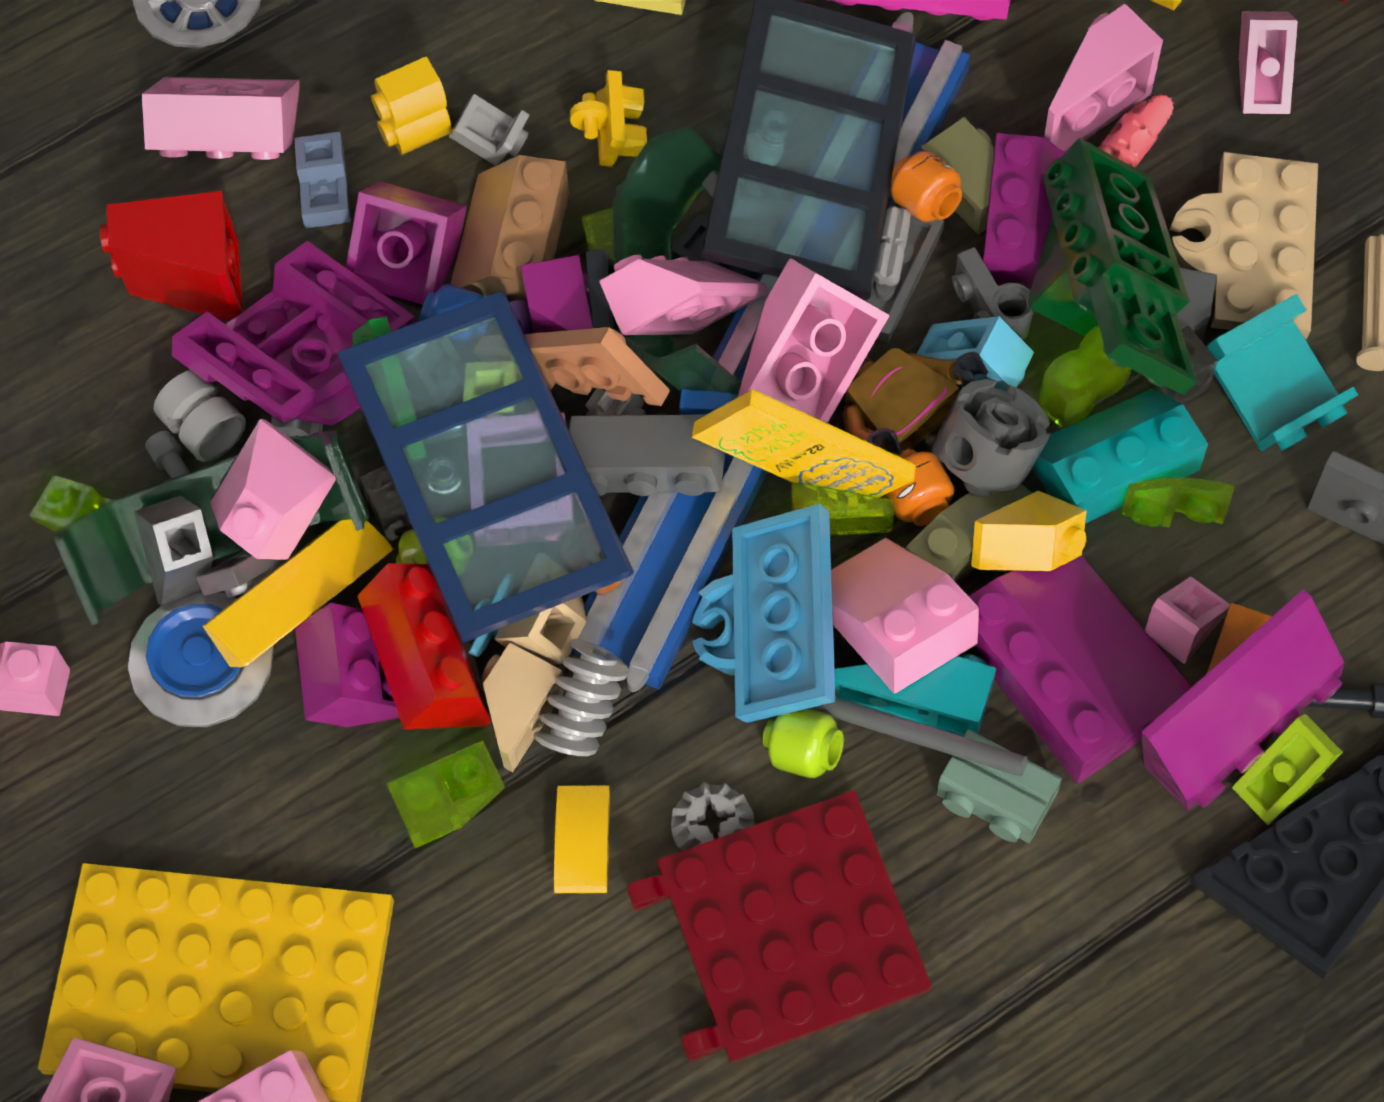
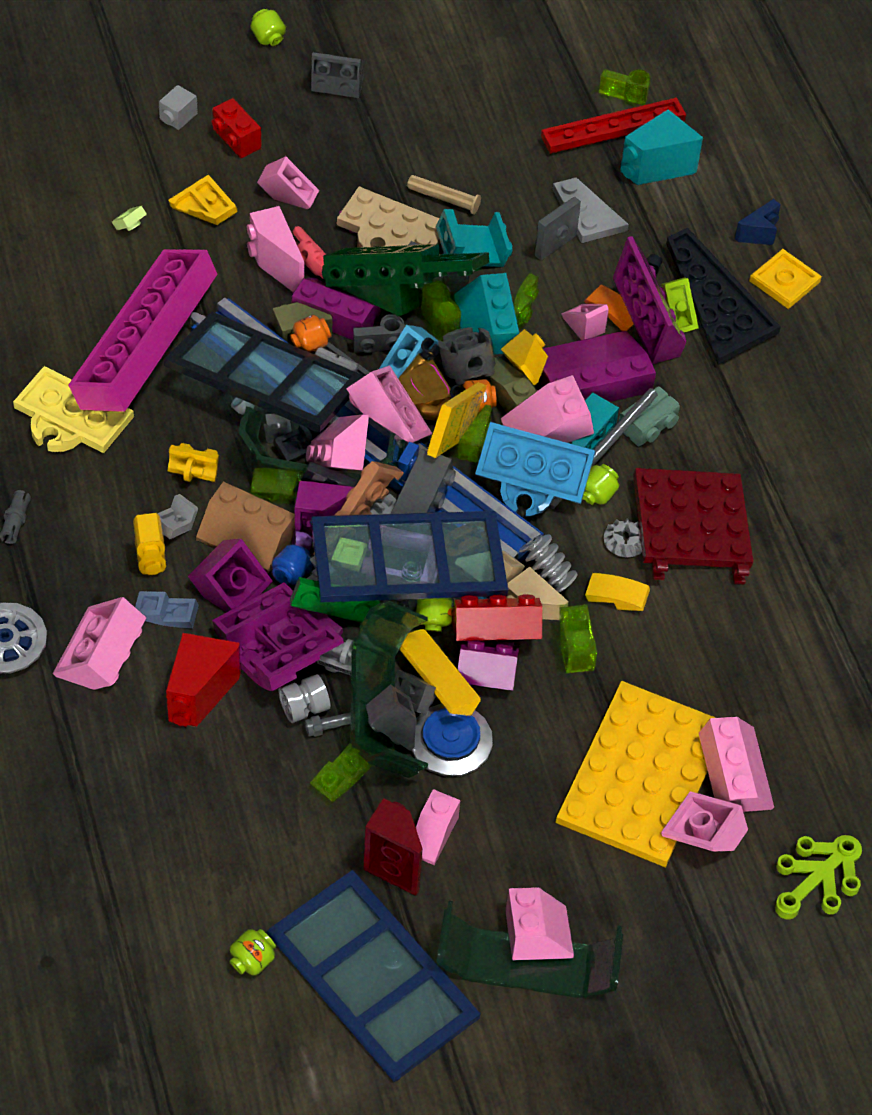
camera: 80 degrees left, 10 degrees down
(270, 494) = (387, 655): bright pink slope -> none

